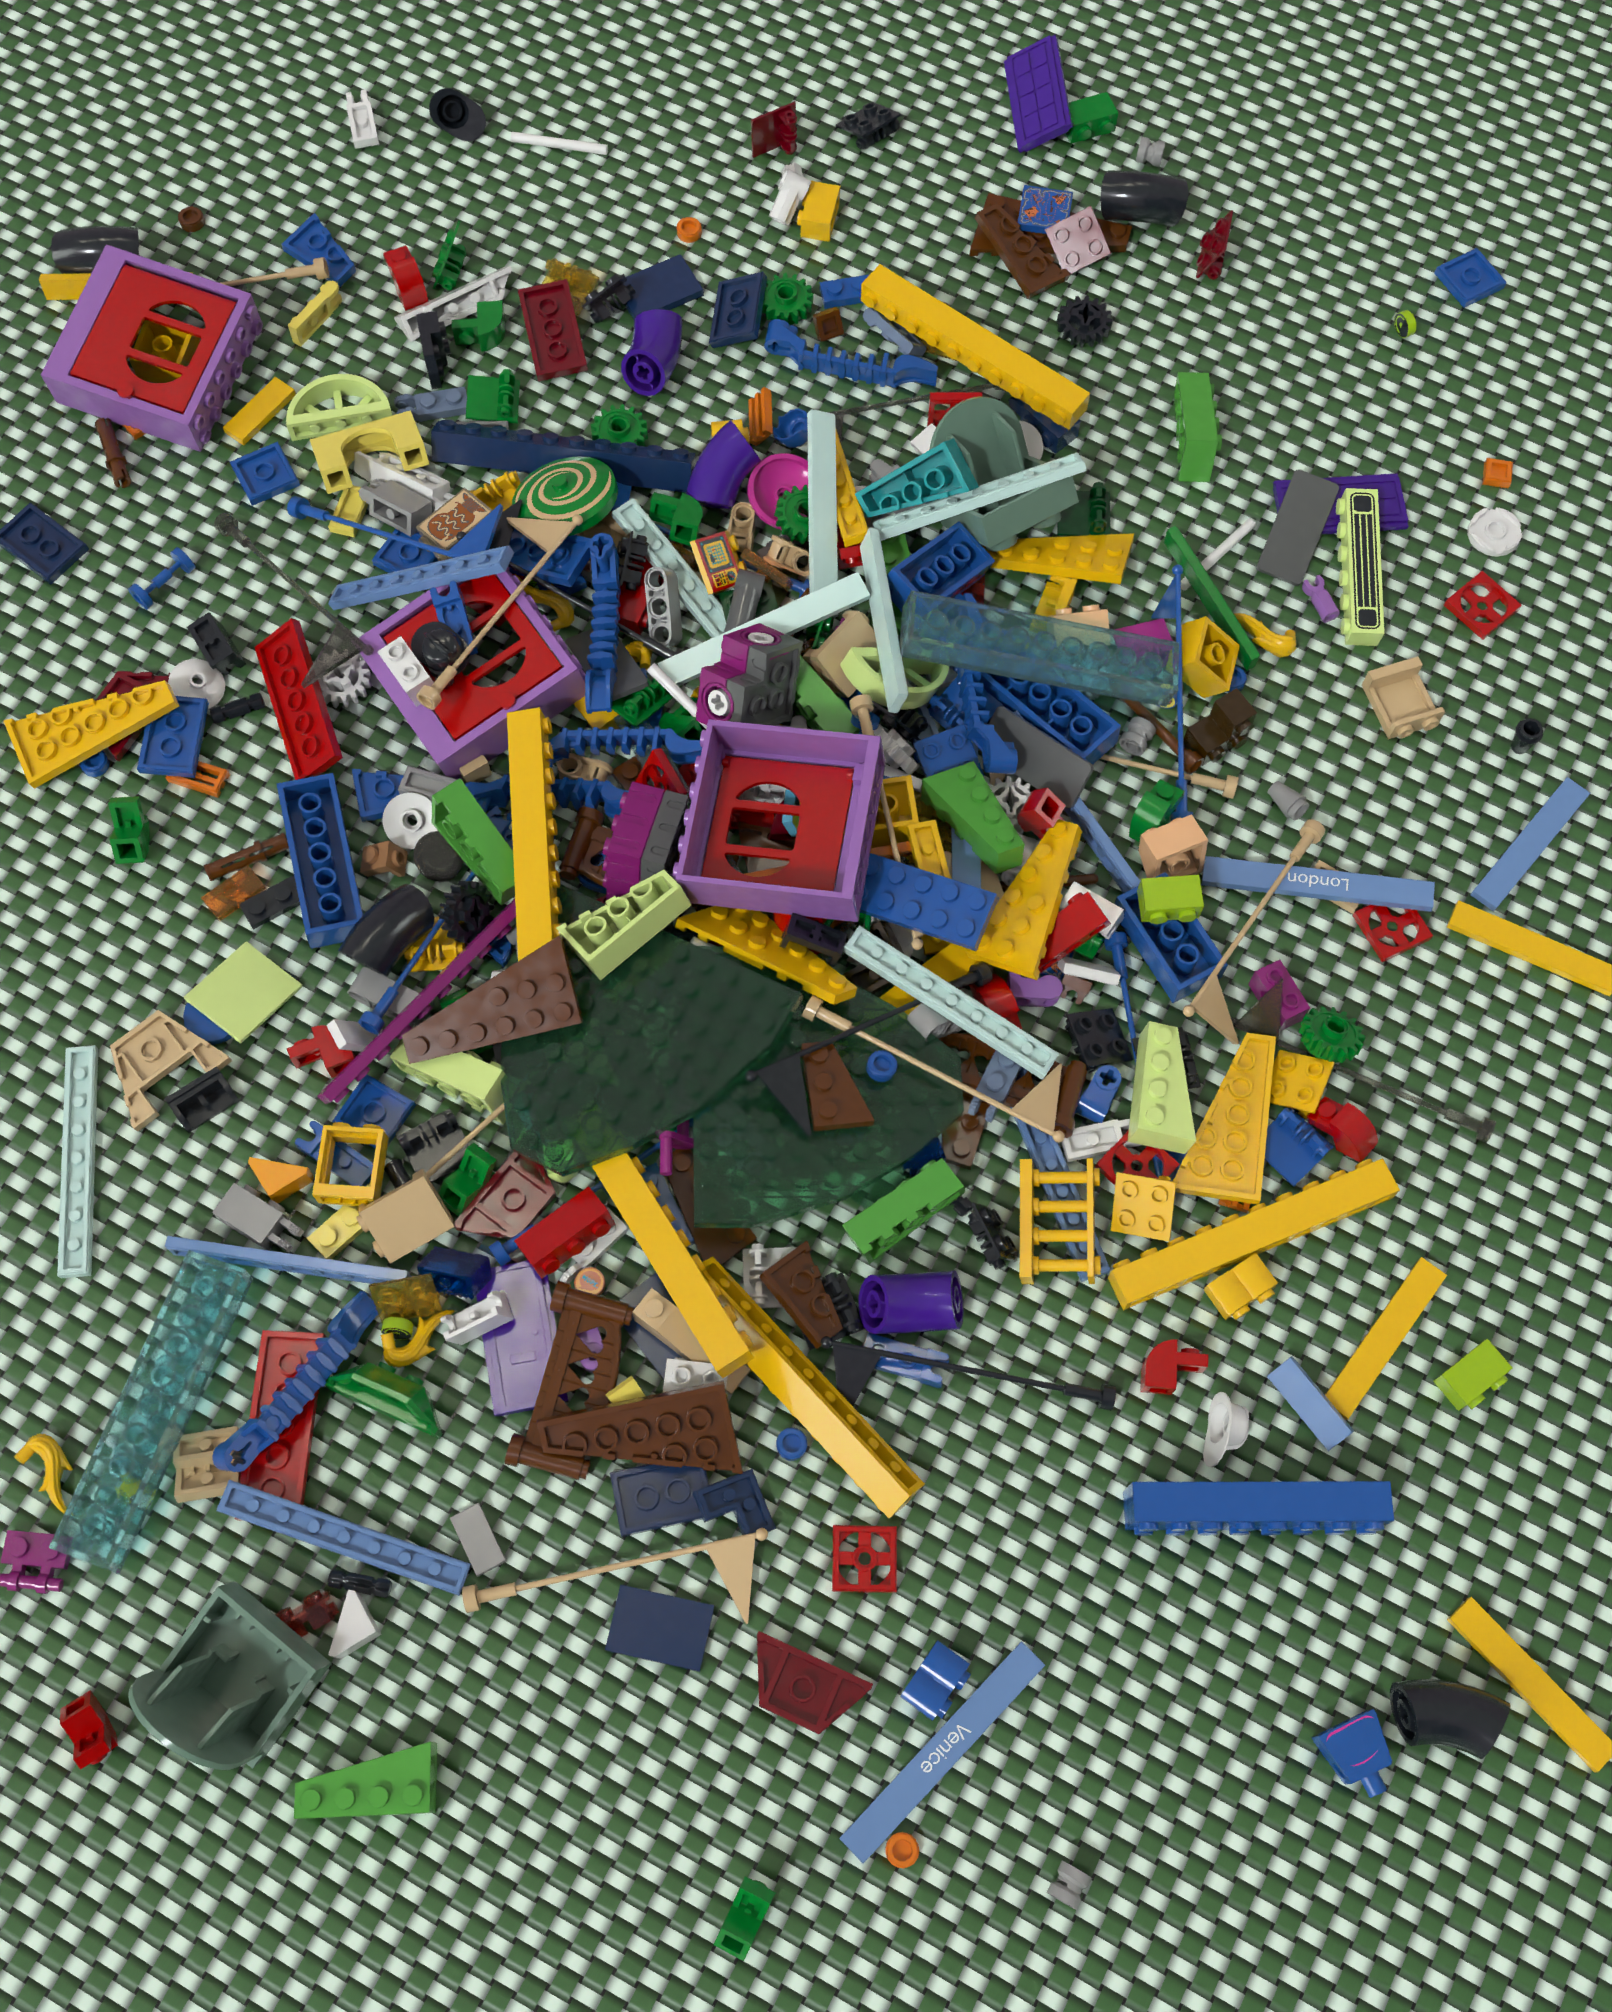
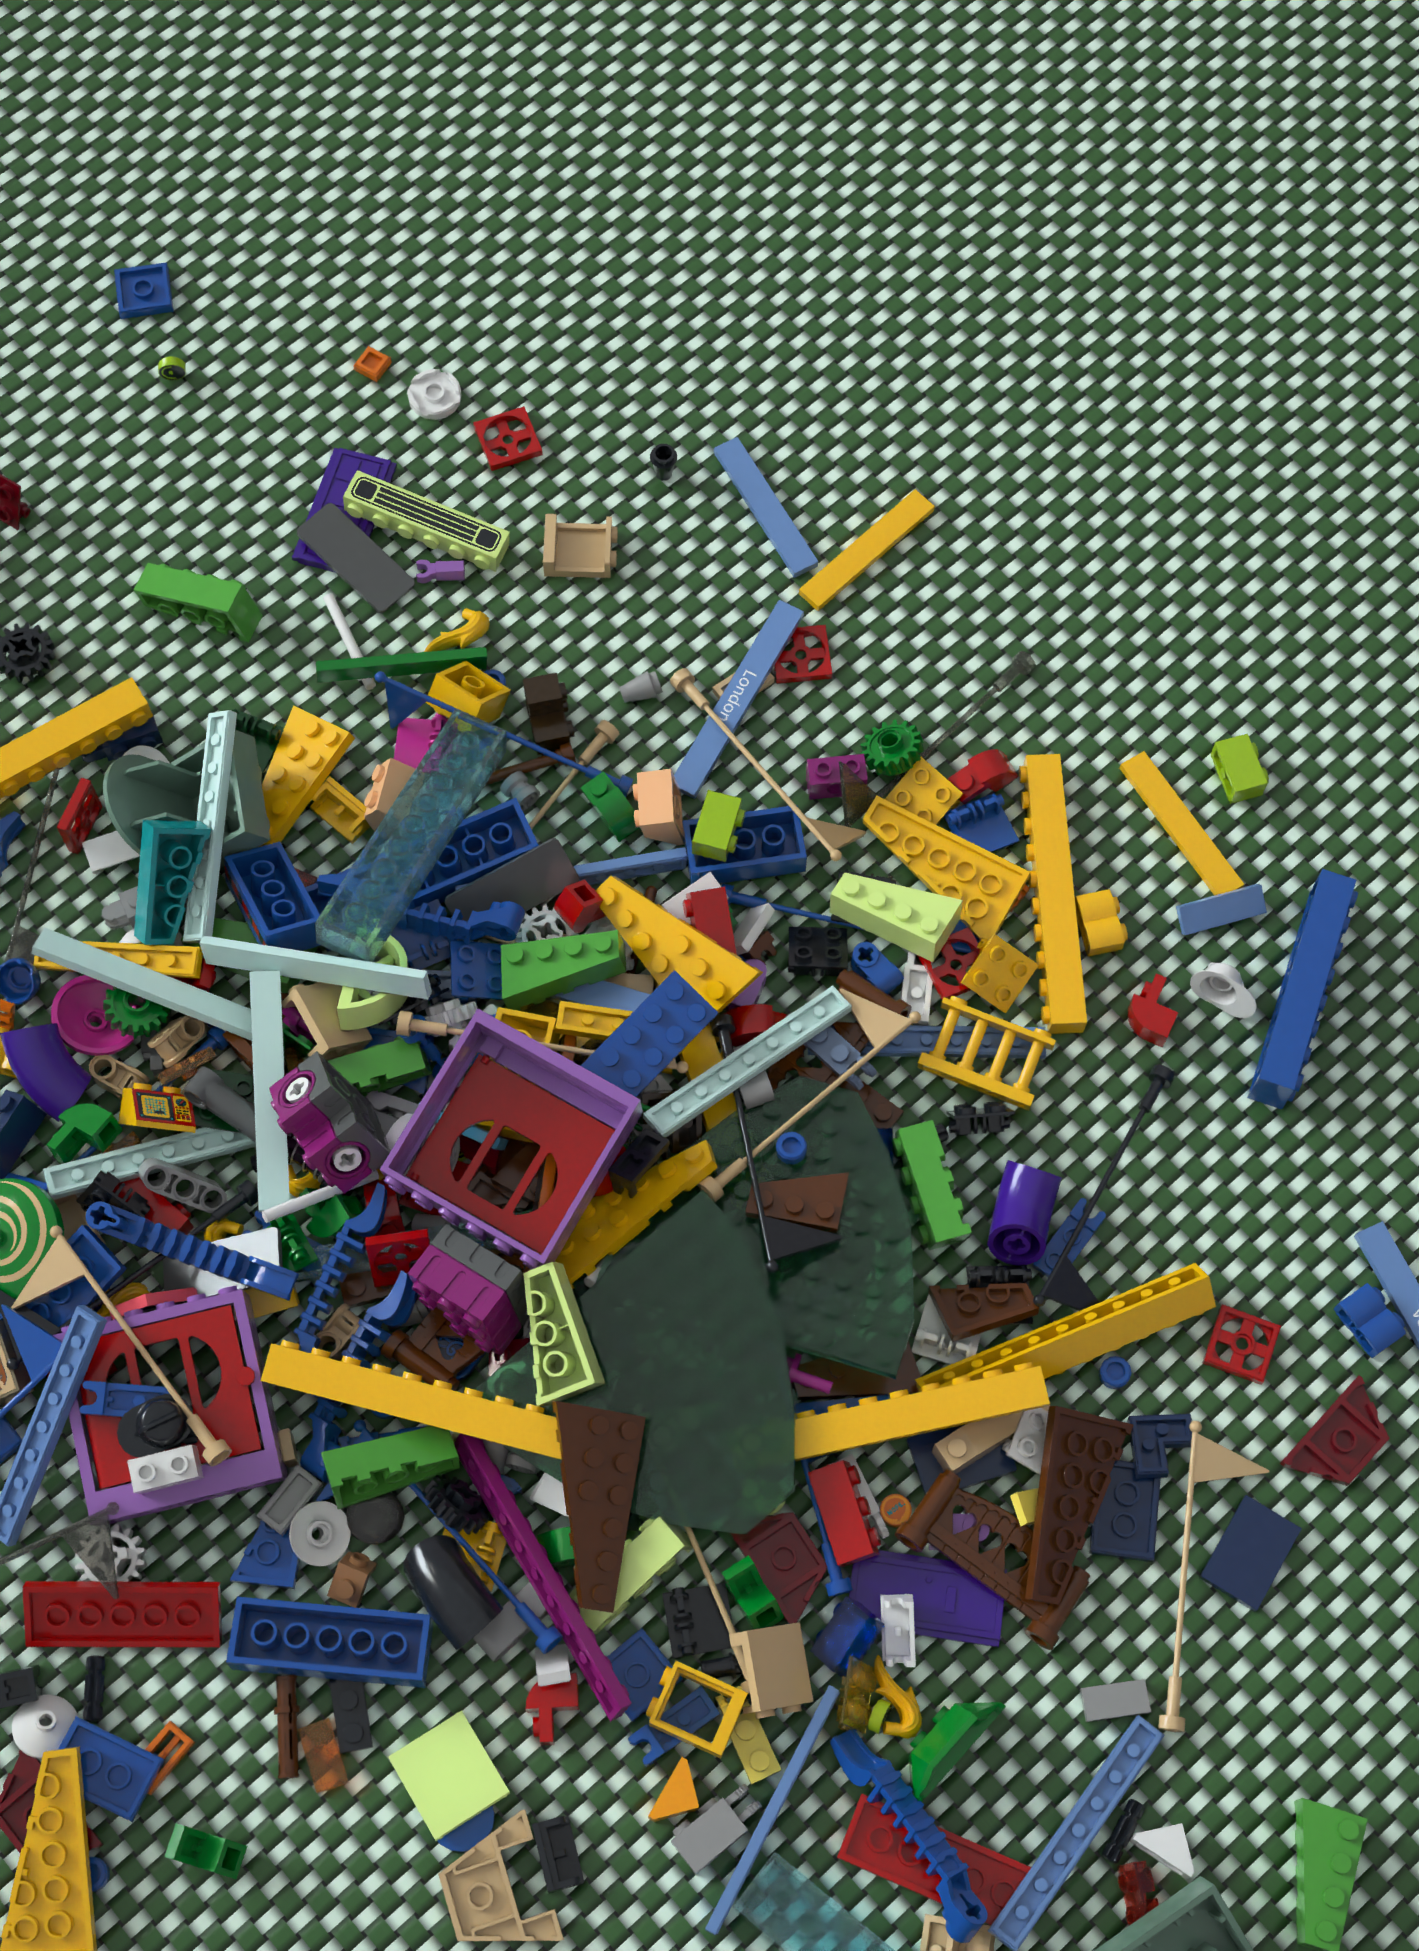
camera: 70 degrees left, 0 degrees up
(558, 627) = (148, 1301): none -> coral tile

